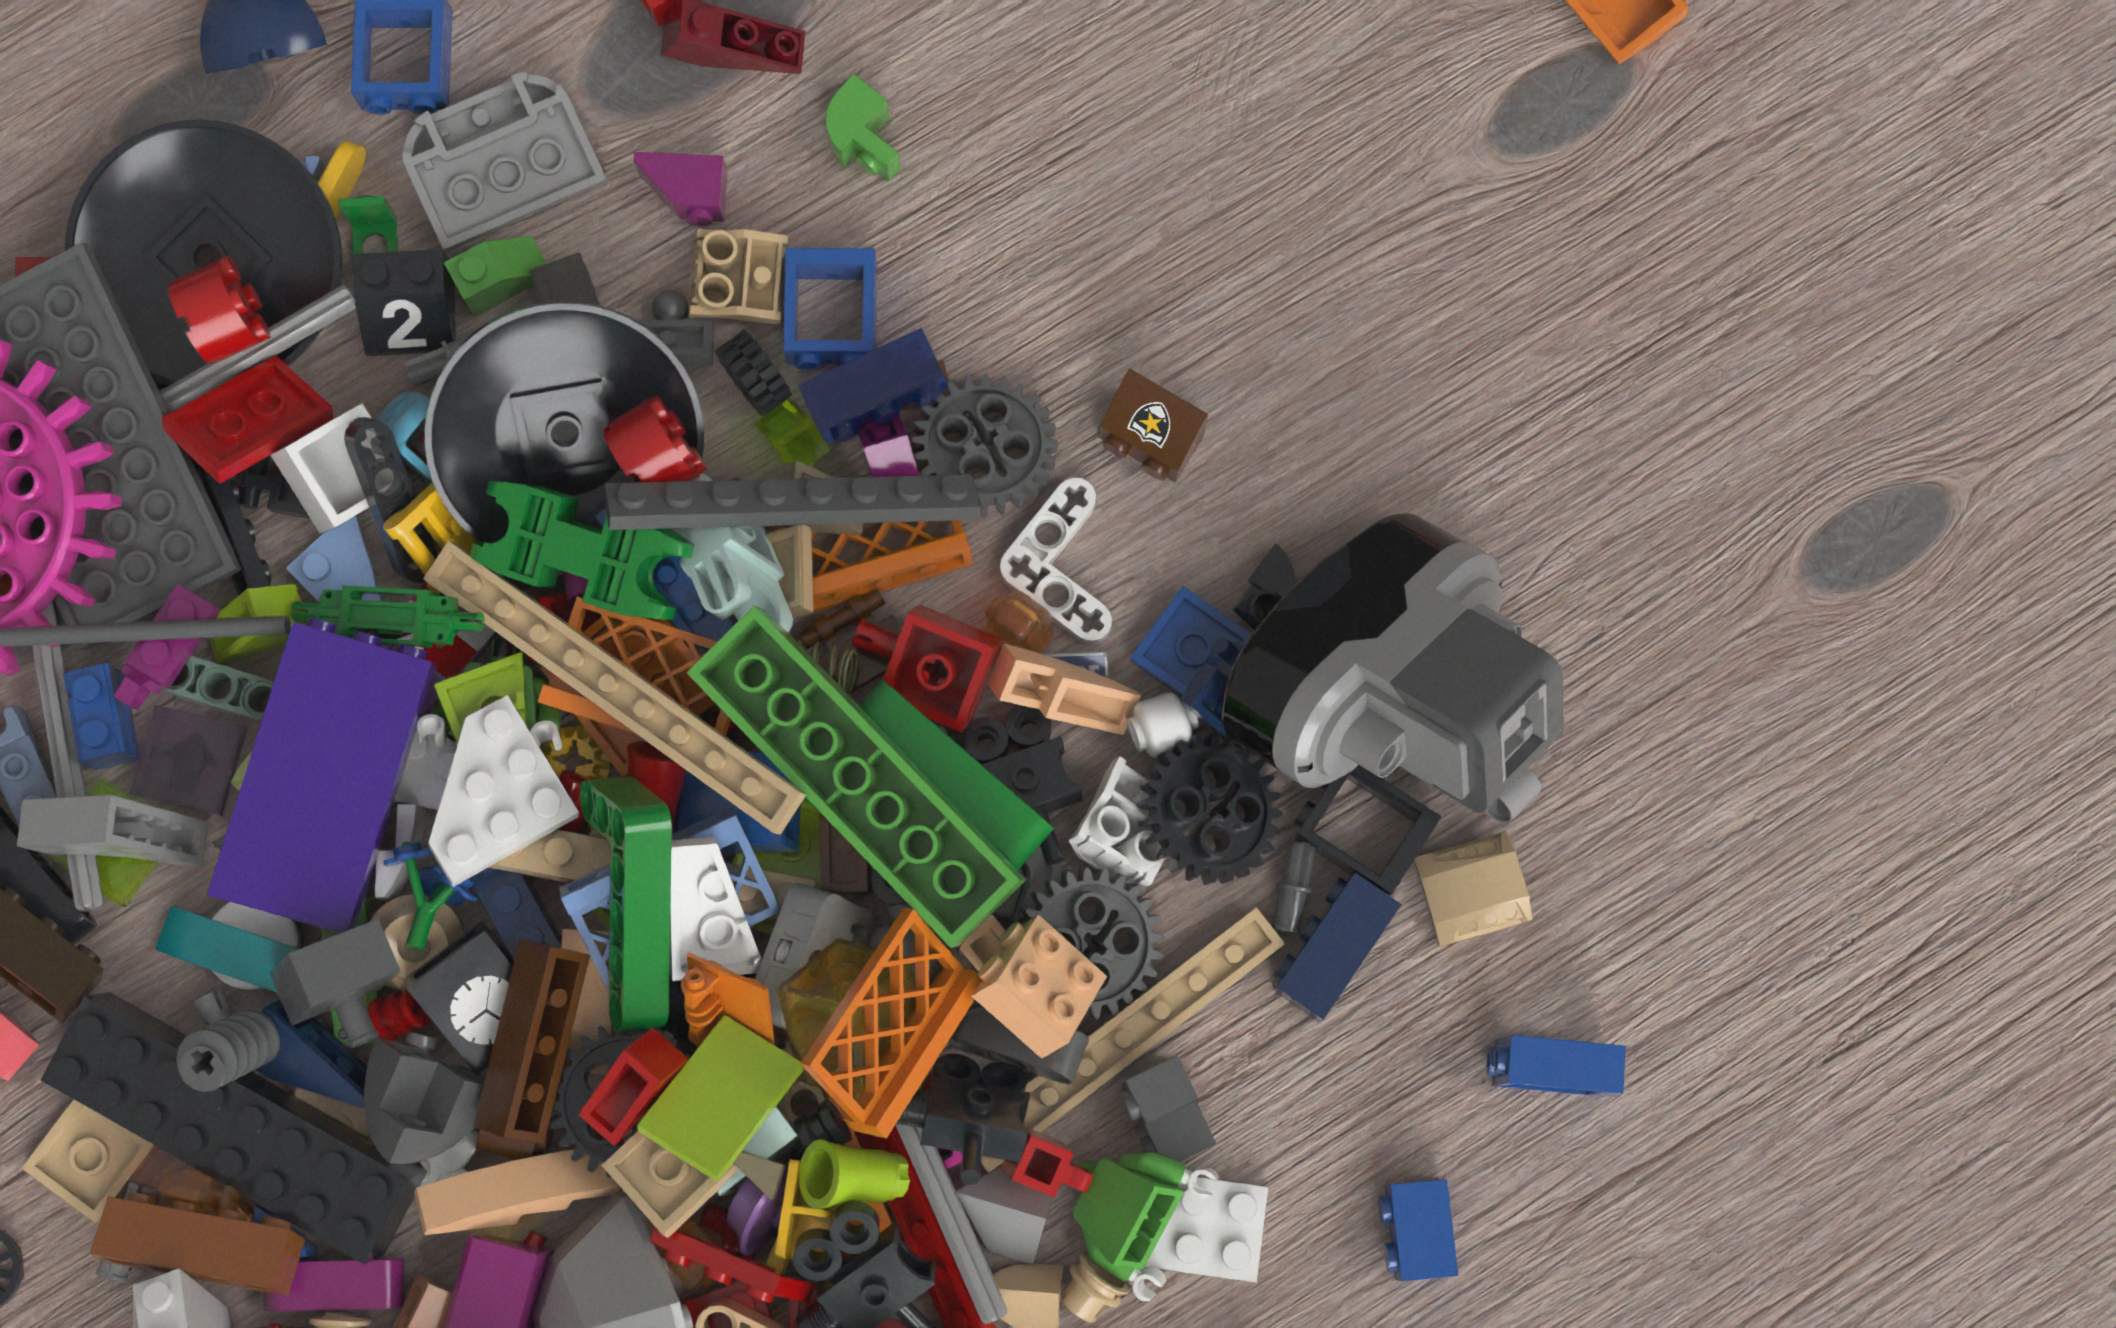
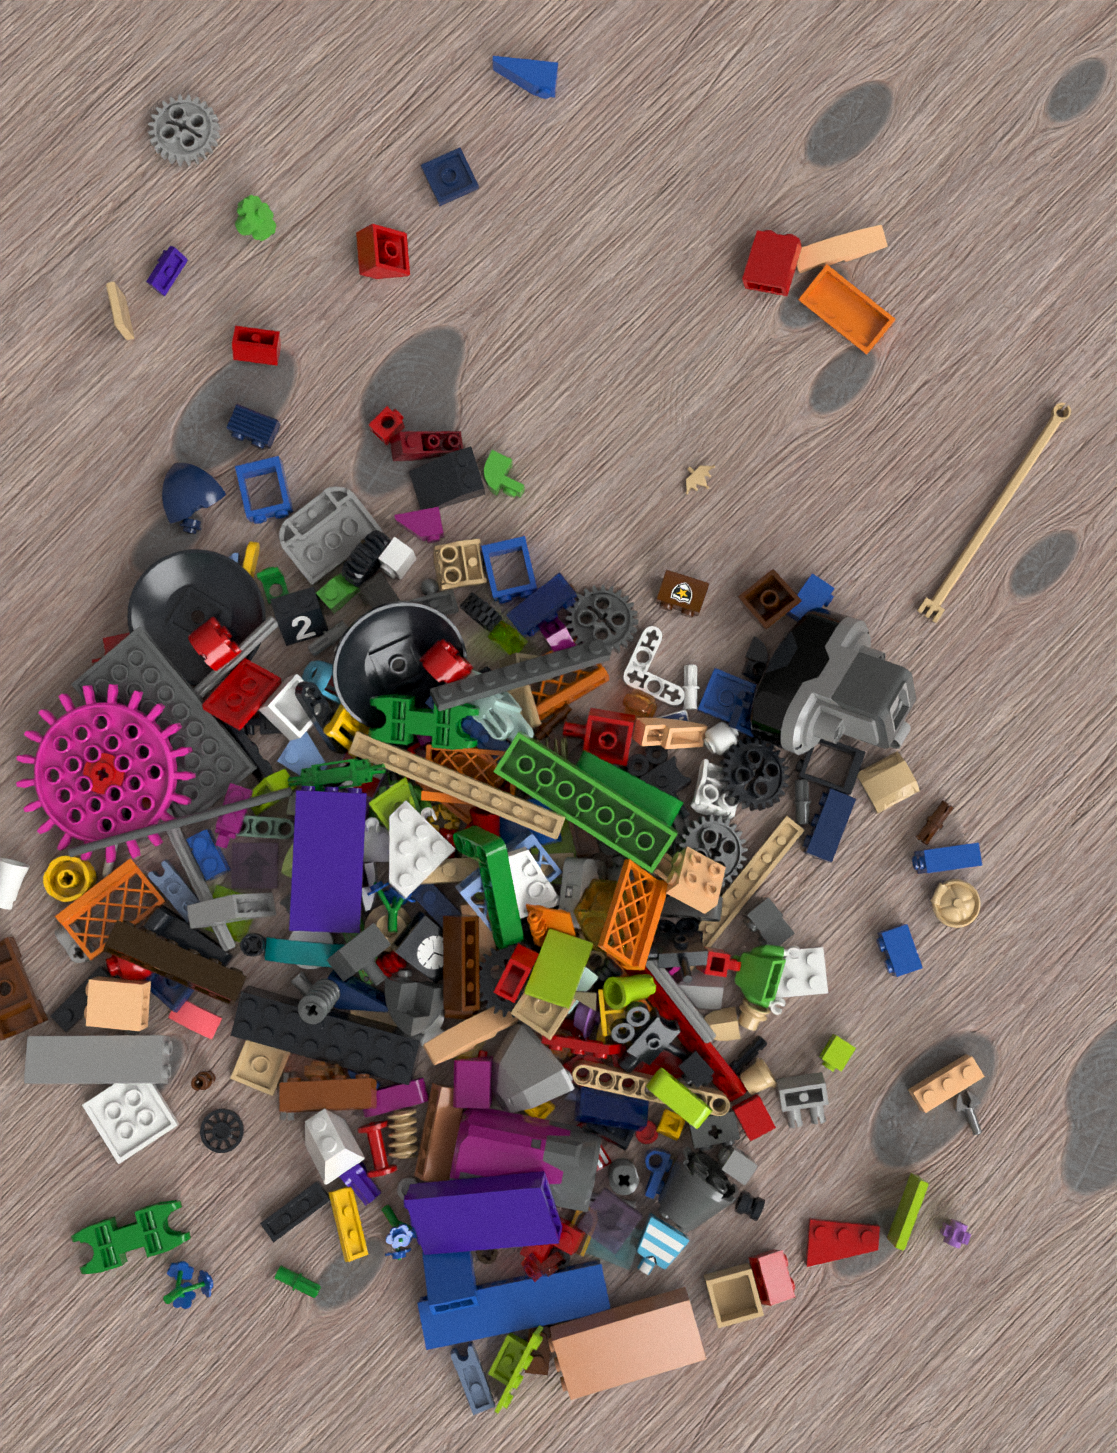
camera: 10 degrees left, 5 degrees up
(133, 907) = (253, 944): none -> black wheel
(245, 87) = (191, 525): none -> dark blue plate
(560, 218) = (364, 559): none -> black gear
(617, 235) = (396, 559): none -> white brick
(758, 113) = (448, 480): none -> black slope
(1127, 613) = (690, 687): none -> white axle
(1239, 219) = (698, 477): none -> tan piece
(1318, 475) = (768, 599): none -> reddish brown slope
(1408, 487) = (812, 594): none -> blue brick
(1548, 991) = (934, 822): none -> reddish brown pin
(1555, 1161) = (956, 903): none -> tan piece
(1645, 563) = (994, 513): none -> tan hinge

